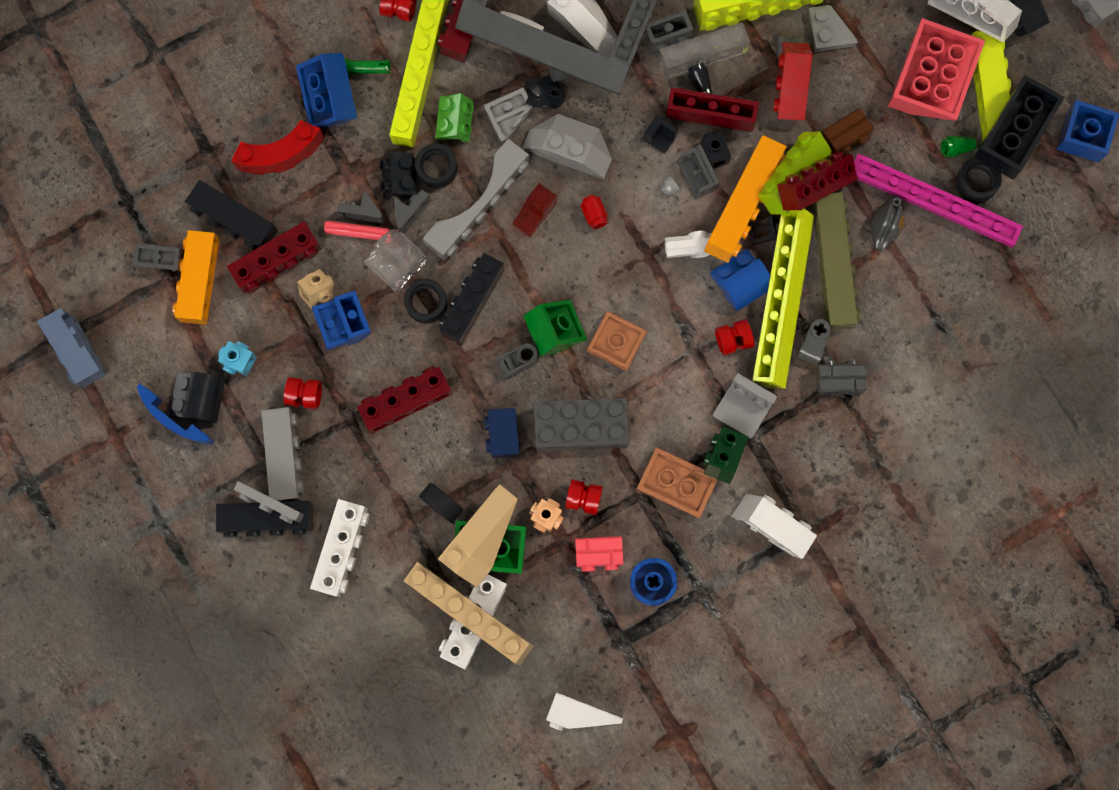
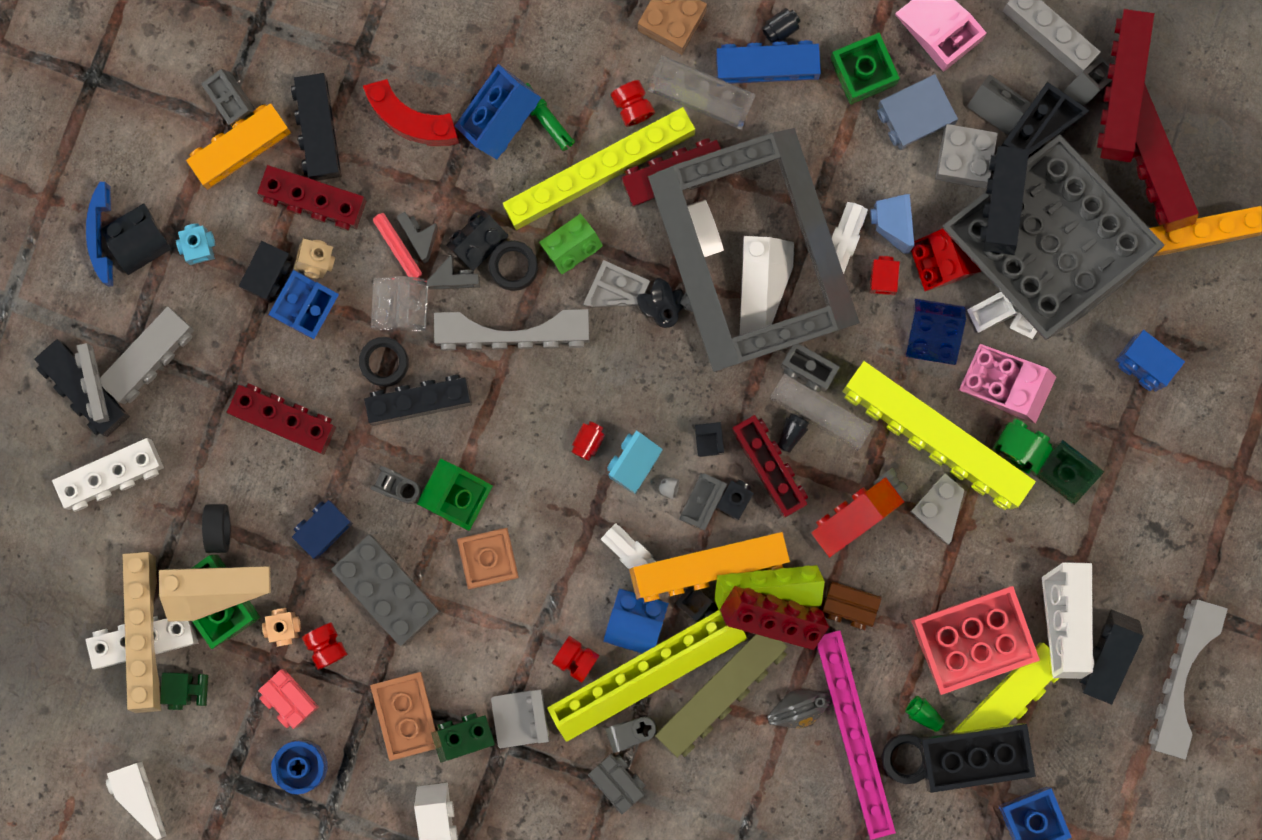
camera: 50 degrees right, 5 degrees up
(72, 347) = (87, 96): sand blue wedge -> none
(297, 328) = (266, 272): none -> black brick
(302, 393) = (213, 326): red wheel -> none
(528, 622) = (178, 689): none -> dark green brick
(535, 210) = (545, 387): clear red arch -> none
(570, 145) = (633, 366): light grey wedge -> none
(634, 191) = (634, 462): none -> medium azure slope

